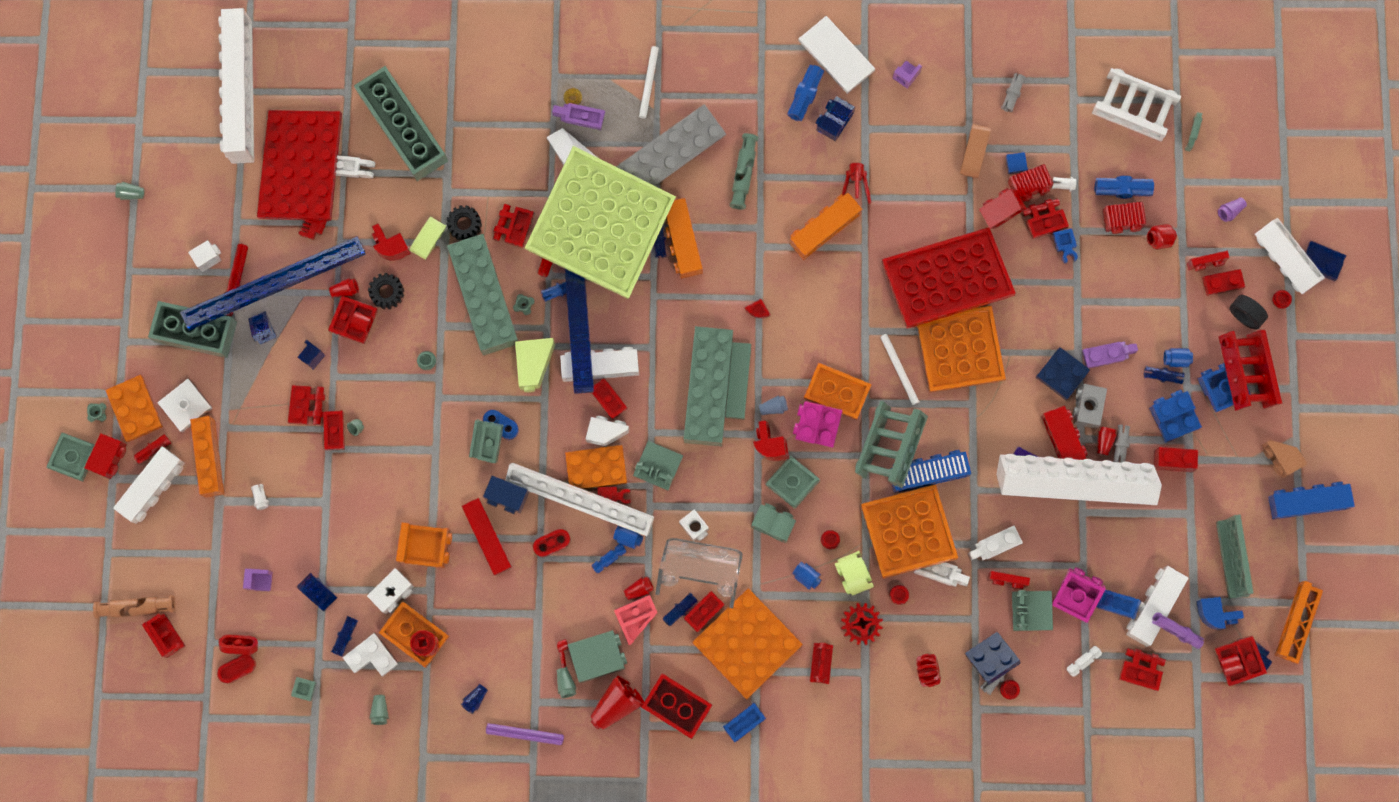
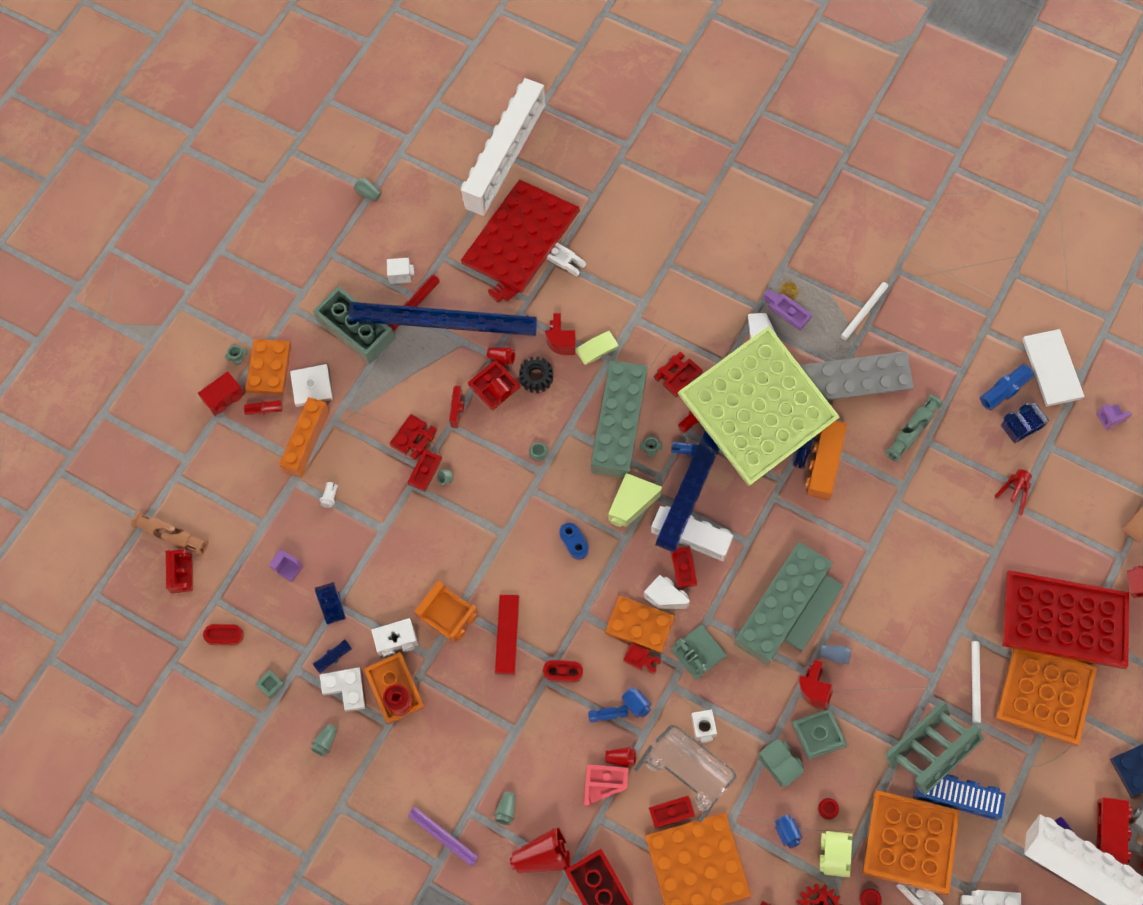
camera: 30 degrees right, 10 degrees down
(70, 456) = (192, 379): sand green plate -> none
(149, 485) = (242, 436): white brick -> none
(238, 644) = (237, 613): red plate -> none
(261, 328) = (412, 354): clear blue slope -> none
(311, 355) = (441, 397): clear blue panel -> none
(330, 357) = (457, 407): none -> red plate
(401, 123) = (626, 241): sand green brick -> none
(464, 212) = (634, 340): black tyre -> none
(474, 699) = (415, 777): clear blue cone -> none
(486, 441) = (553, 548): sand green plate -> none
(506, 495) = (544, 604): dark blue brick -> none
(562, 646) = (521, 772): red hand -> none
(580, 499) = (610, 645): white plate -> none
(597, 656) = (549, 799): sand green brick -> none
(679, 609) = (649, 797): clear blue axle -> none
(758, 309) = (865, 558): red tile -> none
(817, 424) = (870, 691): dark pink plate -> none
(825, 226) = (968, 513): orange brick -> none
(837, 390) = (905, 671): orange plate -> none

